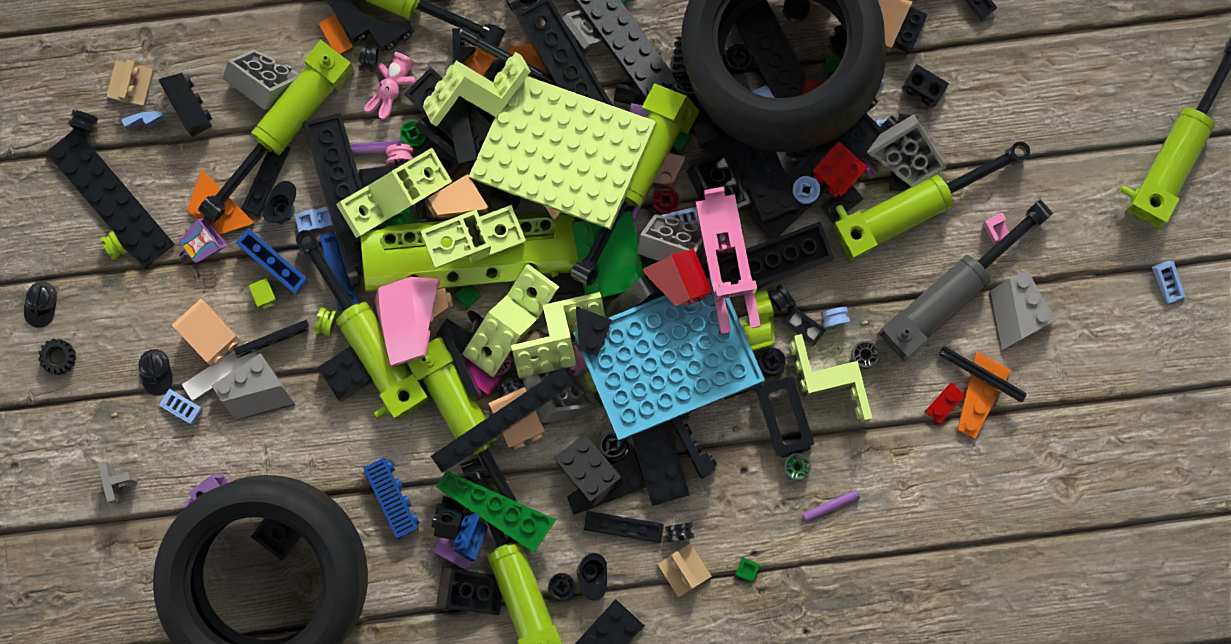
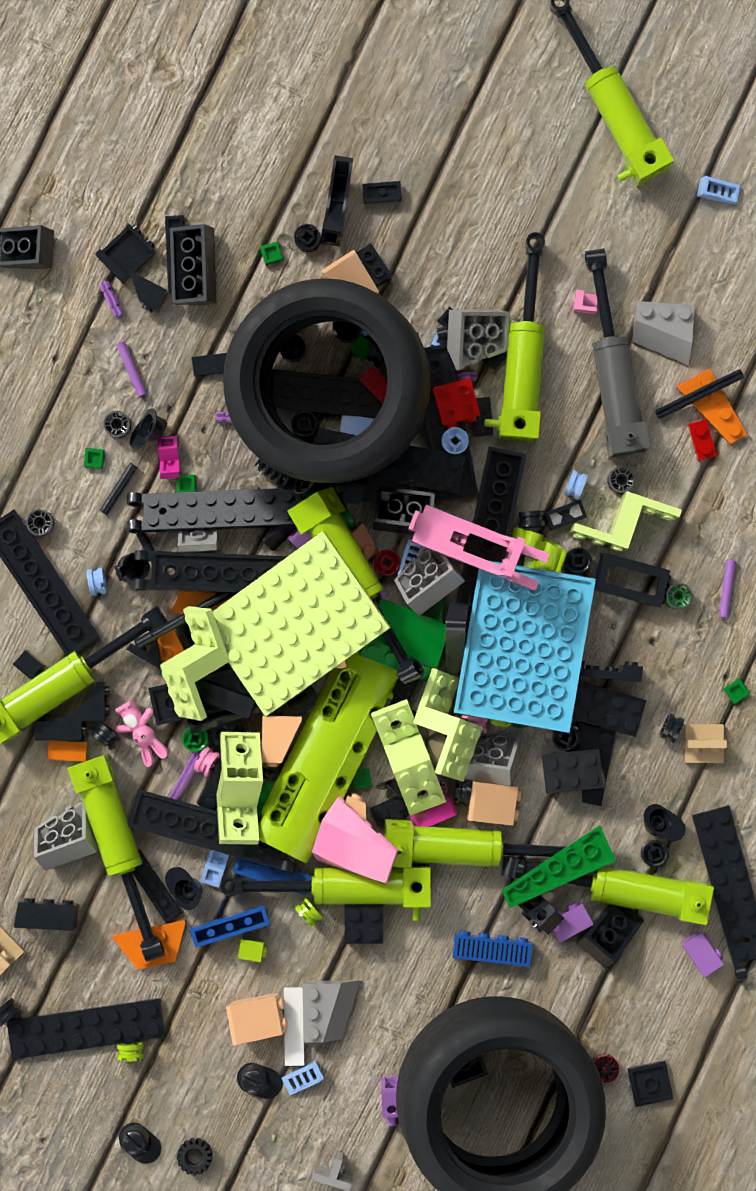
camera: 65 degrees left, 5 degrees up
(149, 118) = (38, 955): light blue slope -> none
(201, 241) = (174, 975): torso -> none
(271, 339) = (295, 967): black tile -> none
(461, 363) = (418, 821): black tile -> none
(470, 537) = (569, 905): blue bracket -> none
(473, 236) = (322, 746): yellowish green bracket -> none
(502, 420) = (491, 818): black brick -> none
(591, 331) = (463, 696): black wing -> none
(623, 527) = (636, 770): black tile -> none
(680, 278) = (468, 595): red slope -> none
(928, 80) = (425, 278): black brick -> none

